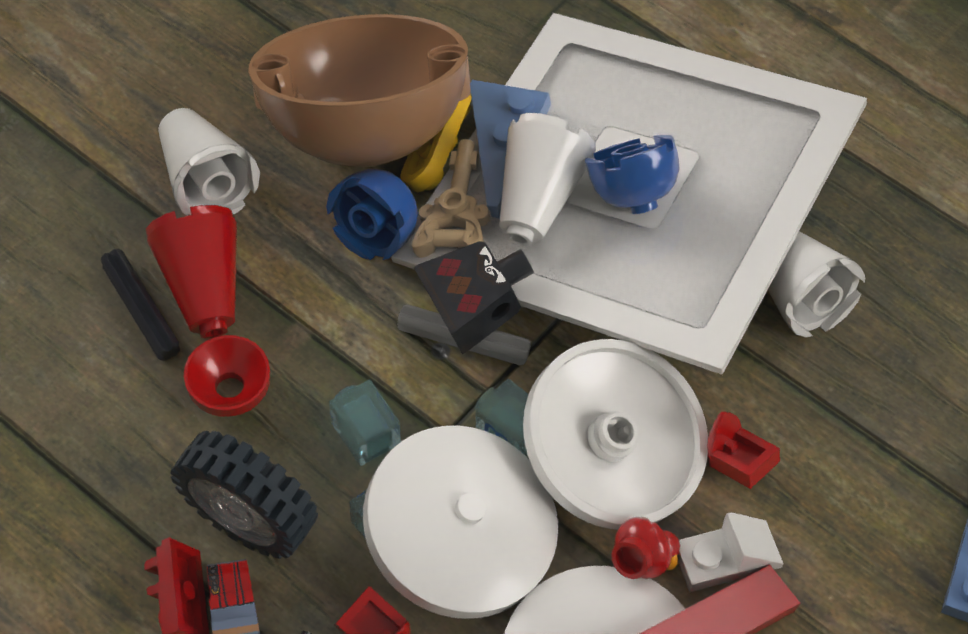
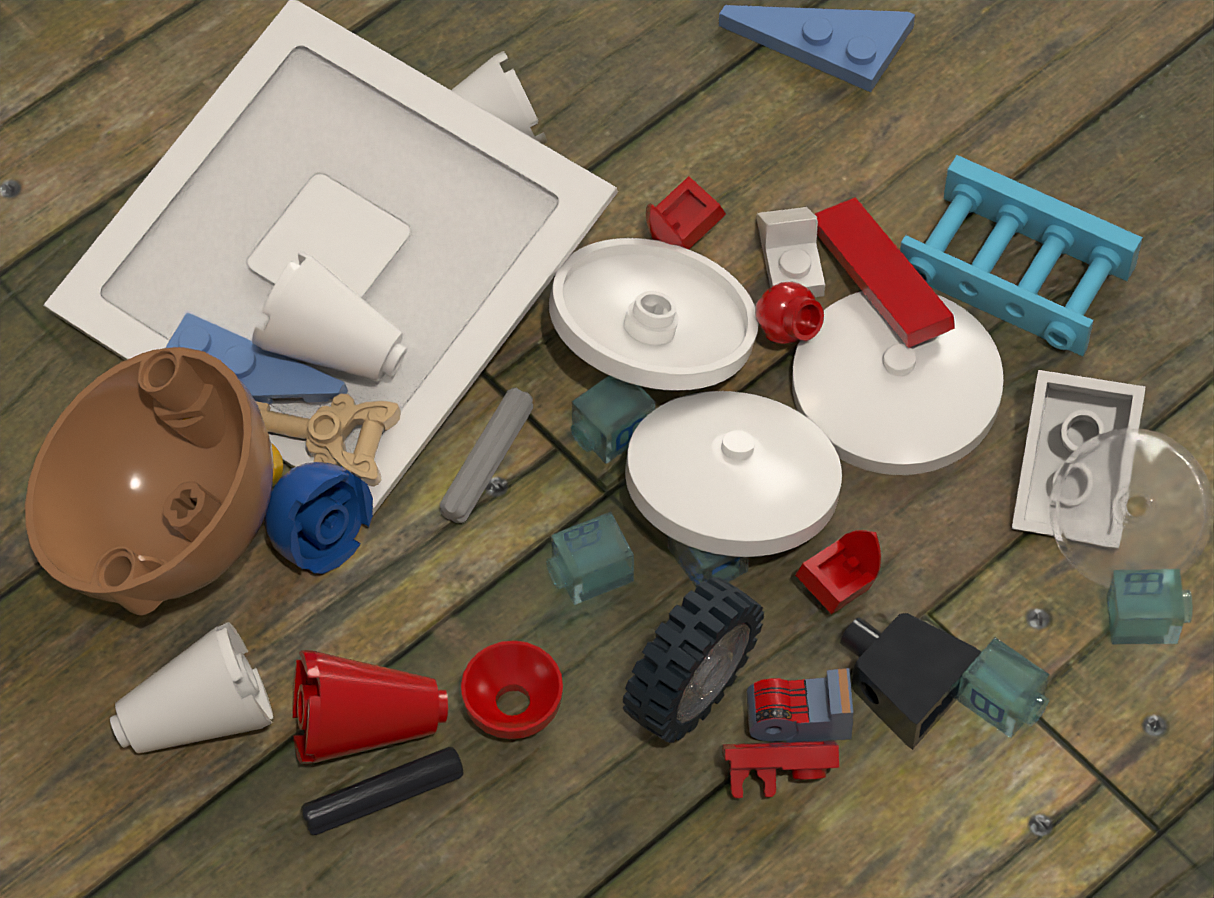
camera: 80 degrees left, 0 degrees up
(474, 290) = (460, 415): black torso -> none
(635, 173) = (349, 219): blue cylinder -> none

